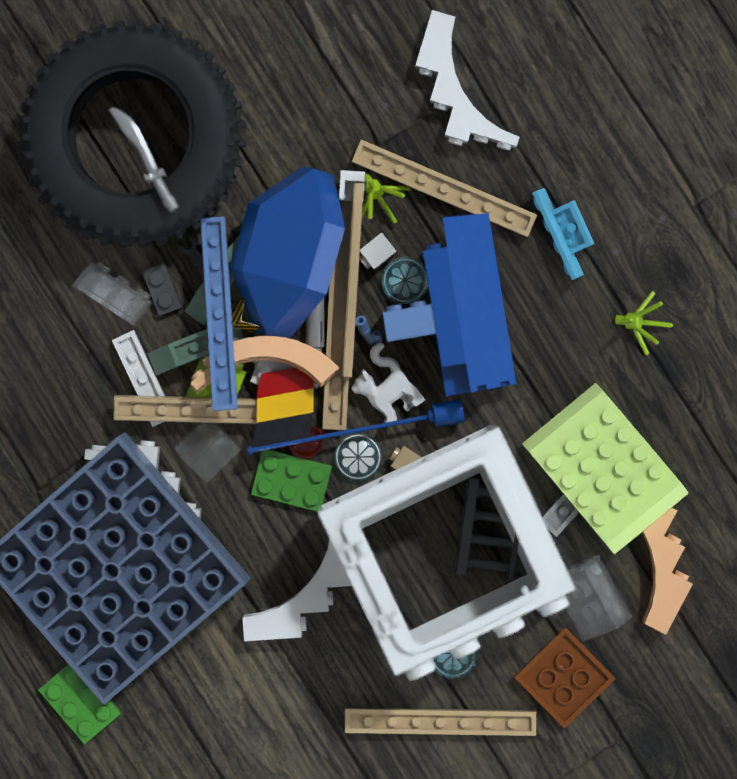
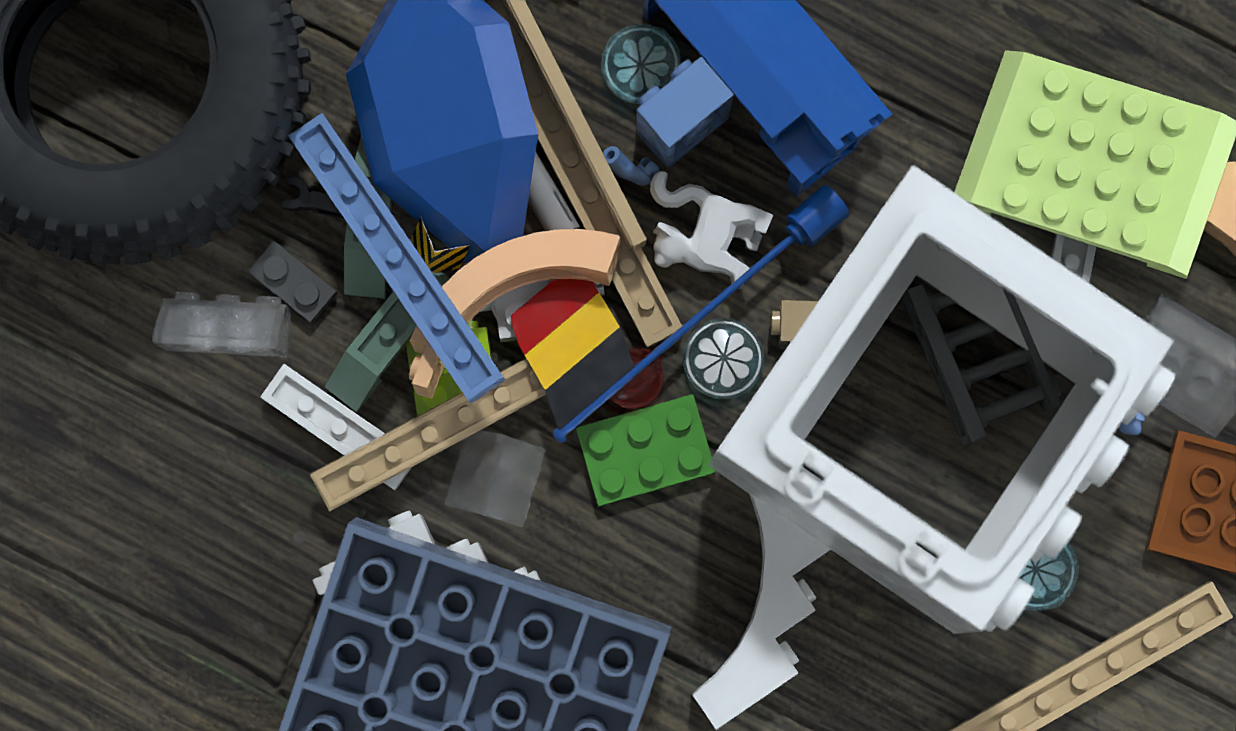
camera: 25 degrees left, 5 degrees down
(155, 175) = (180, 96): light grey sword -> none
(376, 252) = (577, 44): white brick -> none

